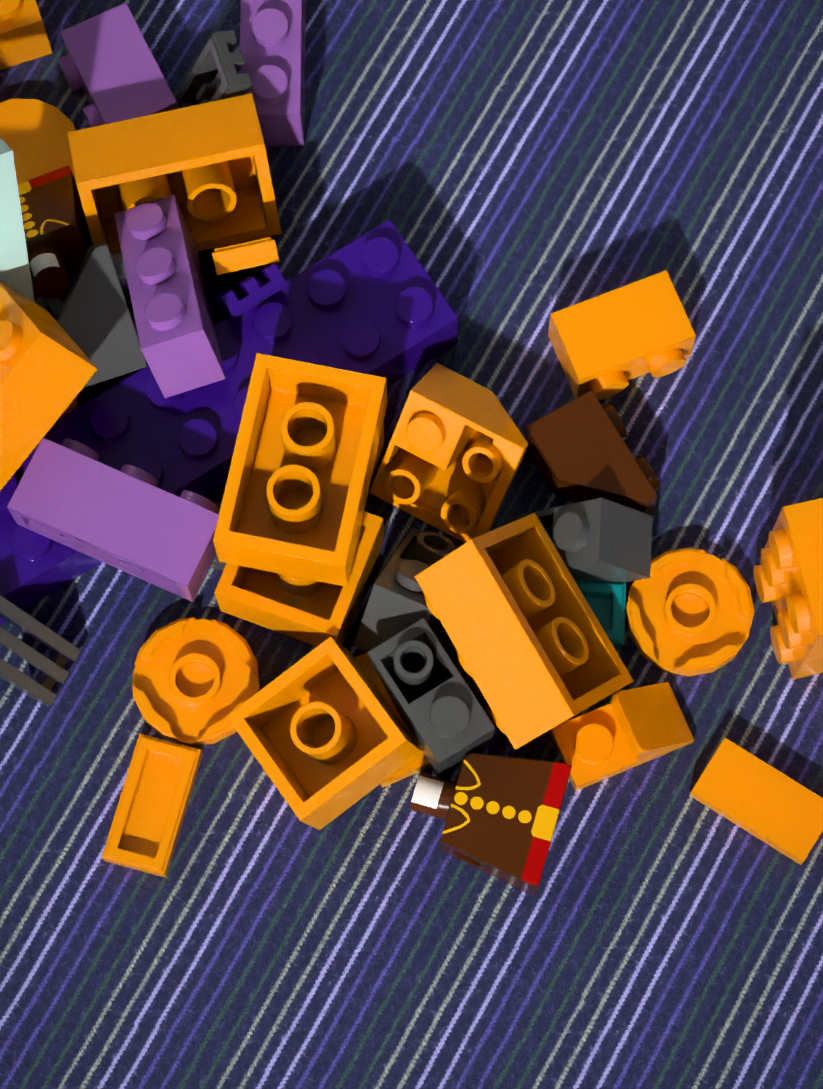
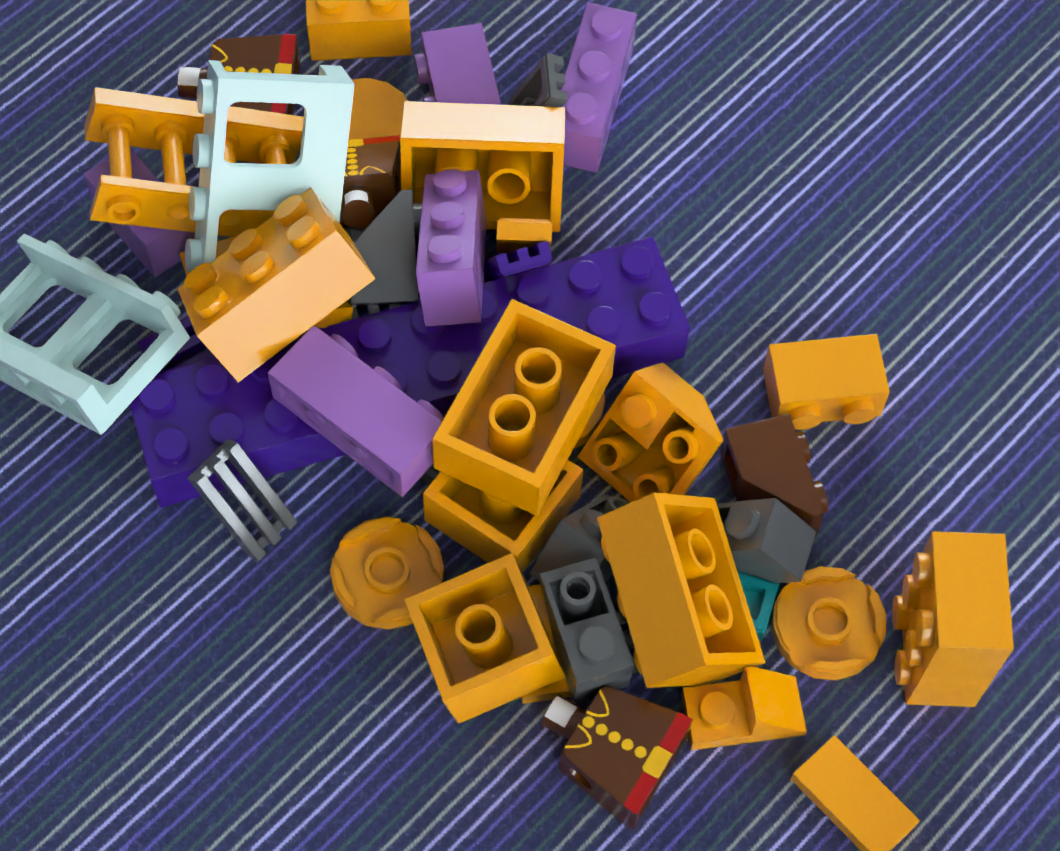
camera: 10 degrees right, 10 degrees down
(152, 805) = (320, 666): light orange tile -> none

